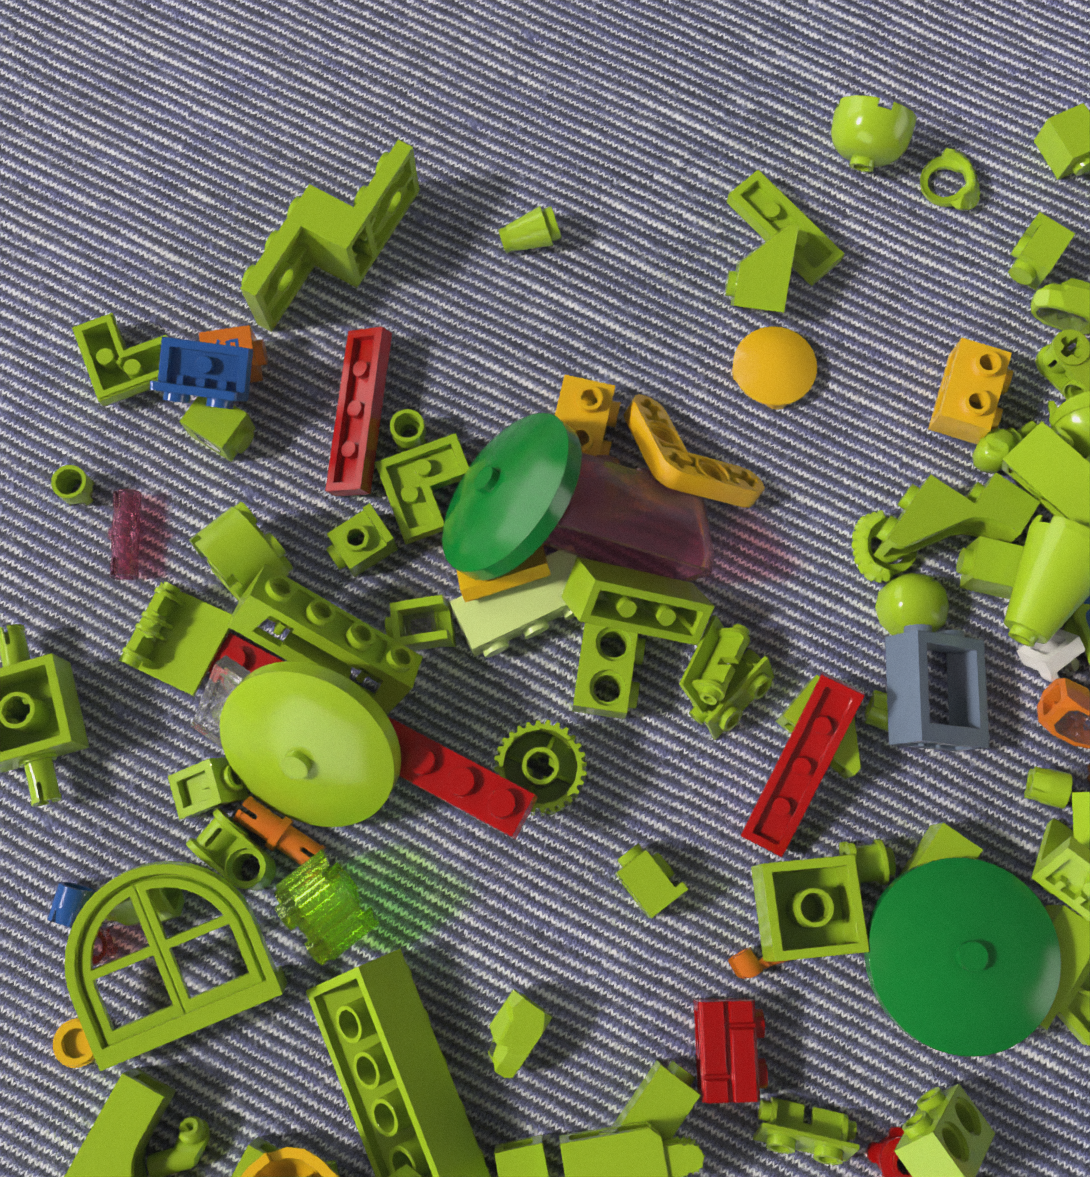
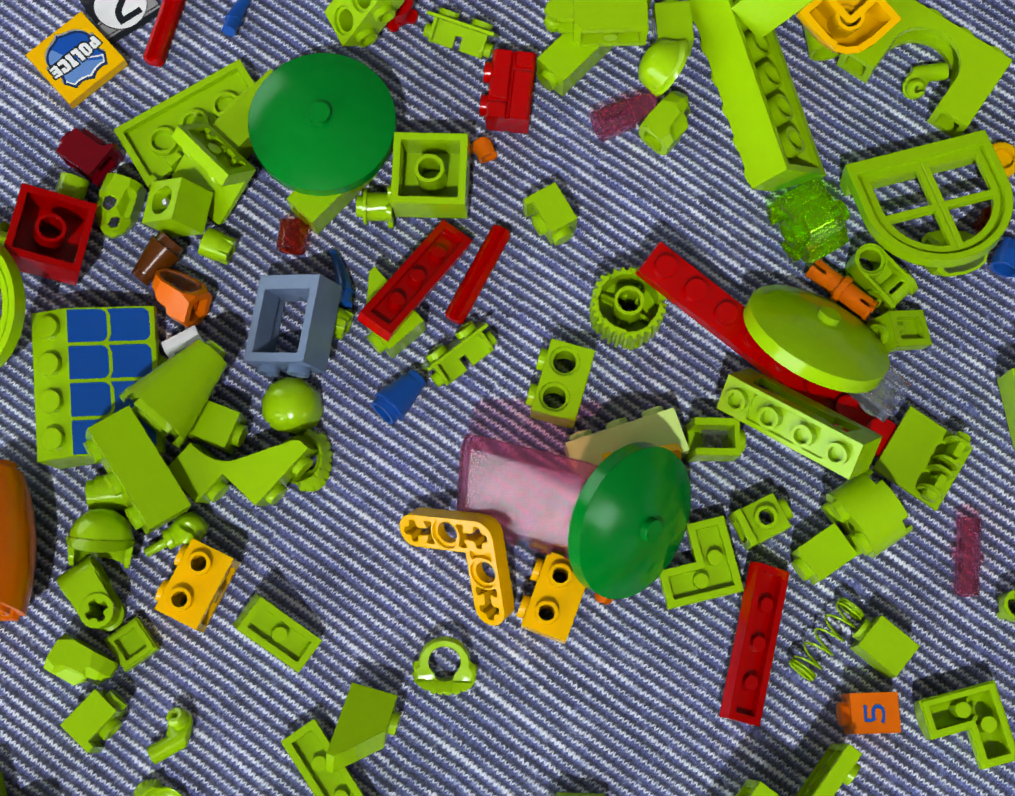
camera: 170 degrees left, 0 degrees up
(204, 371) = (898, 680): blue bracket -> none
(290, 512) = (822, 555): none -> lime brick
(300, 390) = (851, 609): none -> lime piece
(405, 420) = (721, 619): lime hose -> none
(531, 1107) = (662, 65): none -> lime helmet
(562, 1043) = (621, 115): none -> clear pink hinge
(636, 601) = (533, 421): lime brick -> none
(702, 334) = (463, 677): none -> lime piece
(708, 671) = (482, 358): lime hinge -> none
(725, 796) = (477, 274): none -> red axle
(774, 366) = (367, 641): yellow dish -> none
(792, 630) = (398, 397): none -> blue cone
(882, 358) = (276, 632): none -> lime plate
(885, 762) = (343, 279): none -> blue helmet
(950, 250) = (177, 735): none -> lime arm
(961, 810) = (292, 237): none -> clear red hose
(1020, 333) = (132, 644): none -> lime tile

